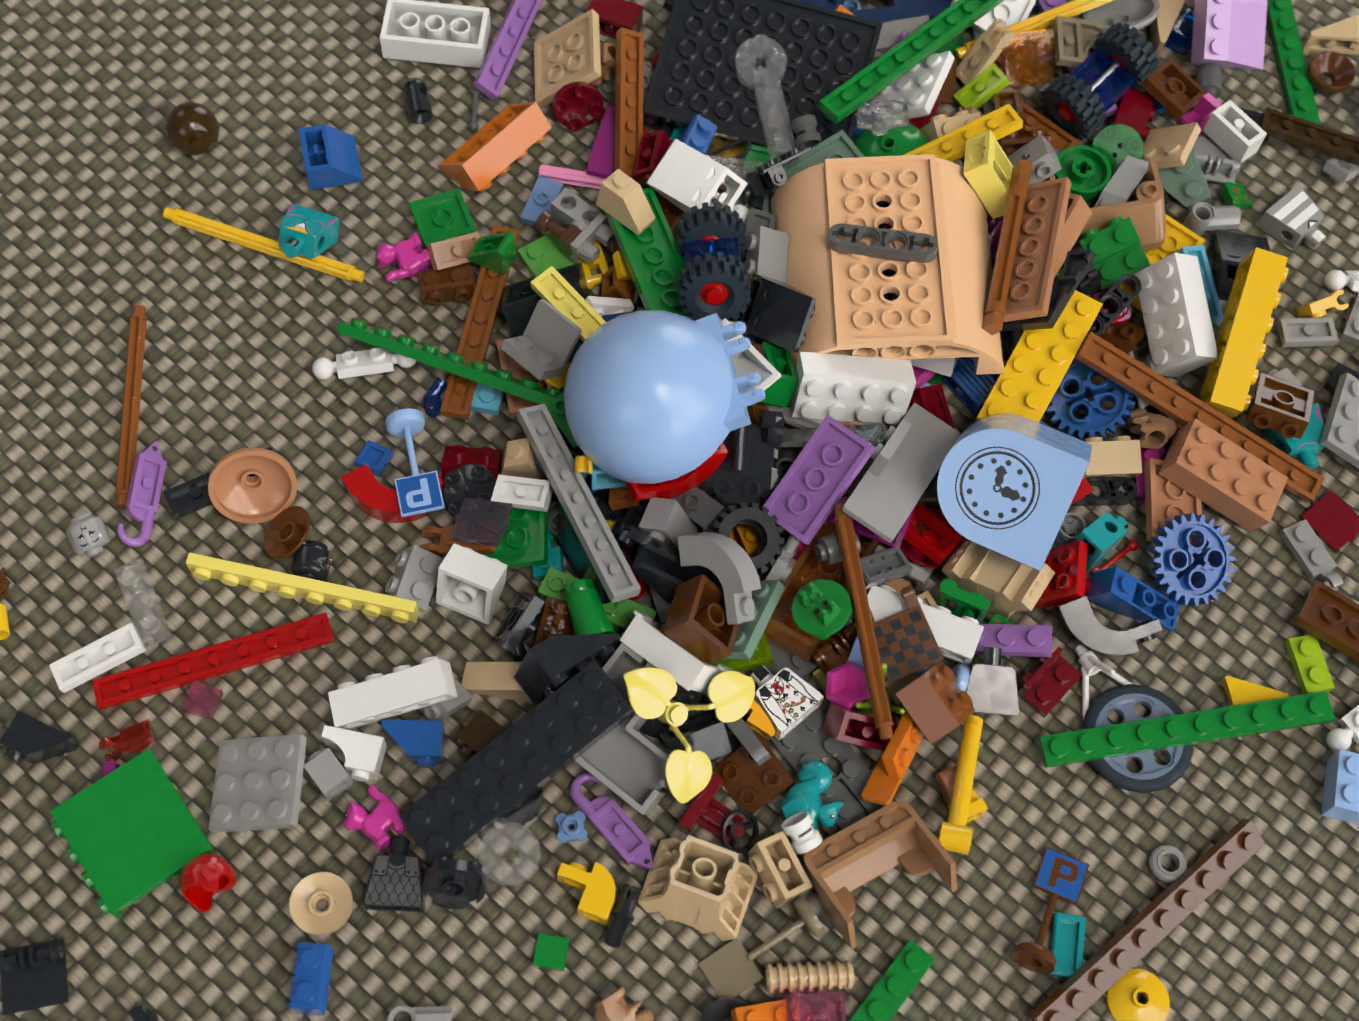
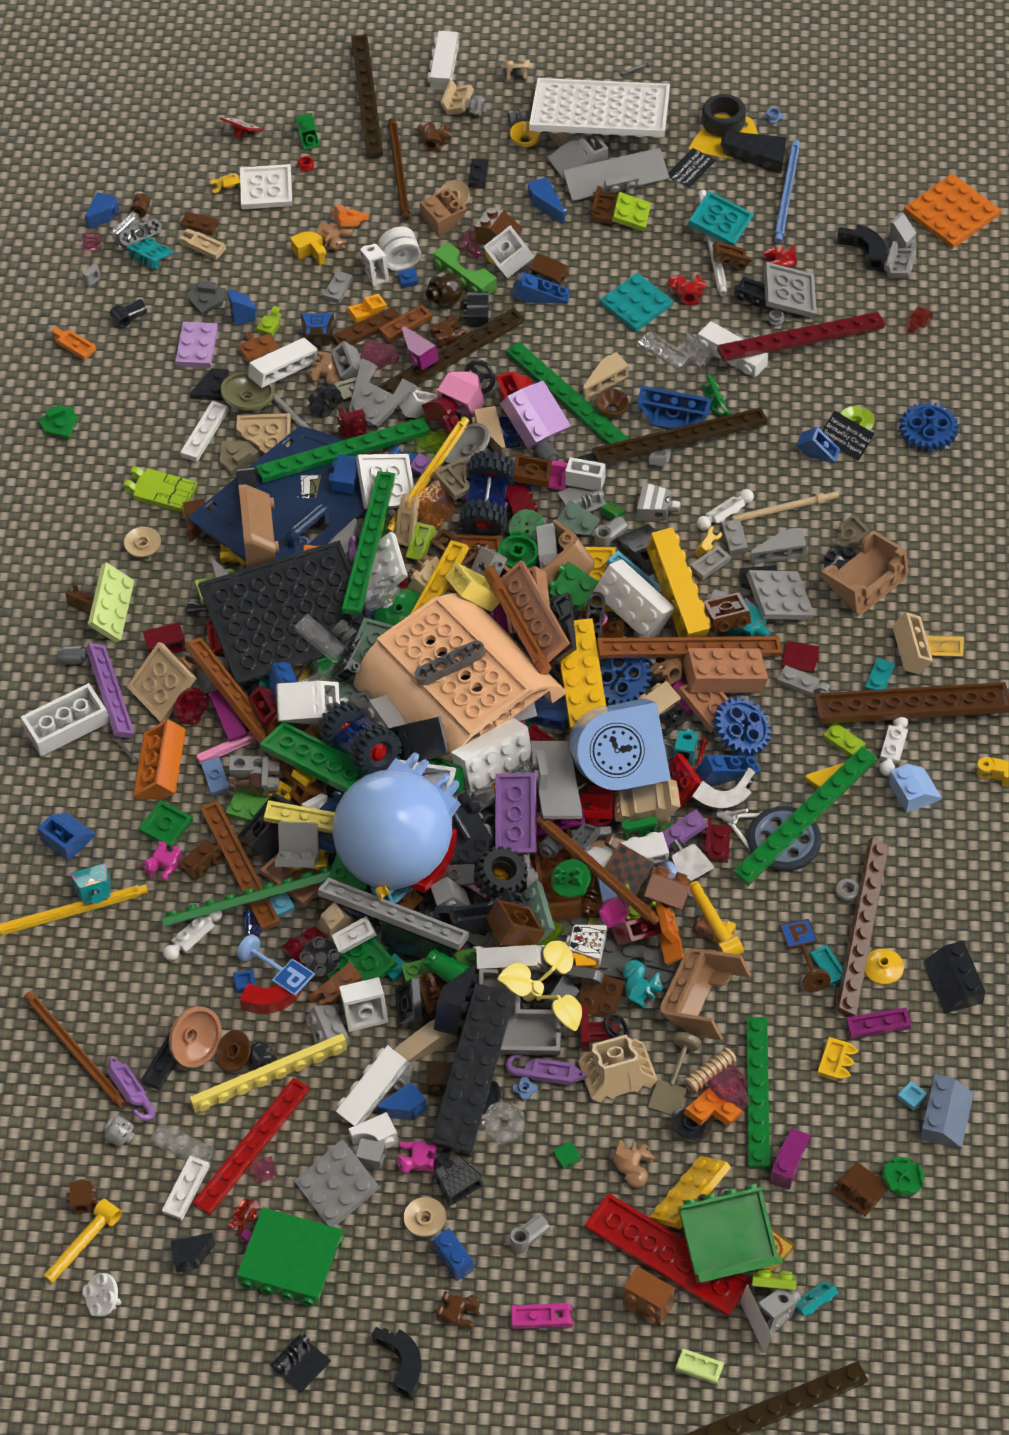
camera: 30 degrees left, 10 degrees down
(204, 878) = (352, 1246): red cap -> none
(417, 101) = (88, 768): black piece -> none
(446, 871) = (480, 1150): black plate -> none
(452, 251) = (191, 836): medium nougat plate -> none
(481, 522) = (344, 965): piece -> none
(494, 252) = (216, 820): green slope -> none
(597, 887) = (565, 1106): yellow brick -> none
(622, 916) = (589, 1111): black axle -> none
(625, 202) = (280, 737): tan slope -> none
(731, 567) = (505, 884): light grey arch -> none
(753, 191) = (345, 685): black plate -> none
(764, 48) = (283, 599): clear plate -> none
(779, 869) = (653, 1029): tan brick -> none
(802, 833) = (650, 1001): white wheel -> none
(1170, 145) = (555, 504): tan plate -> none

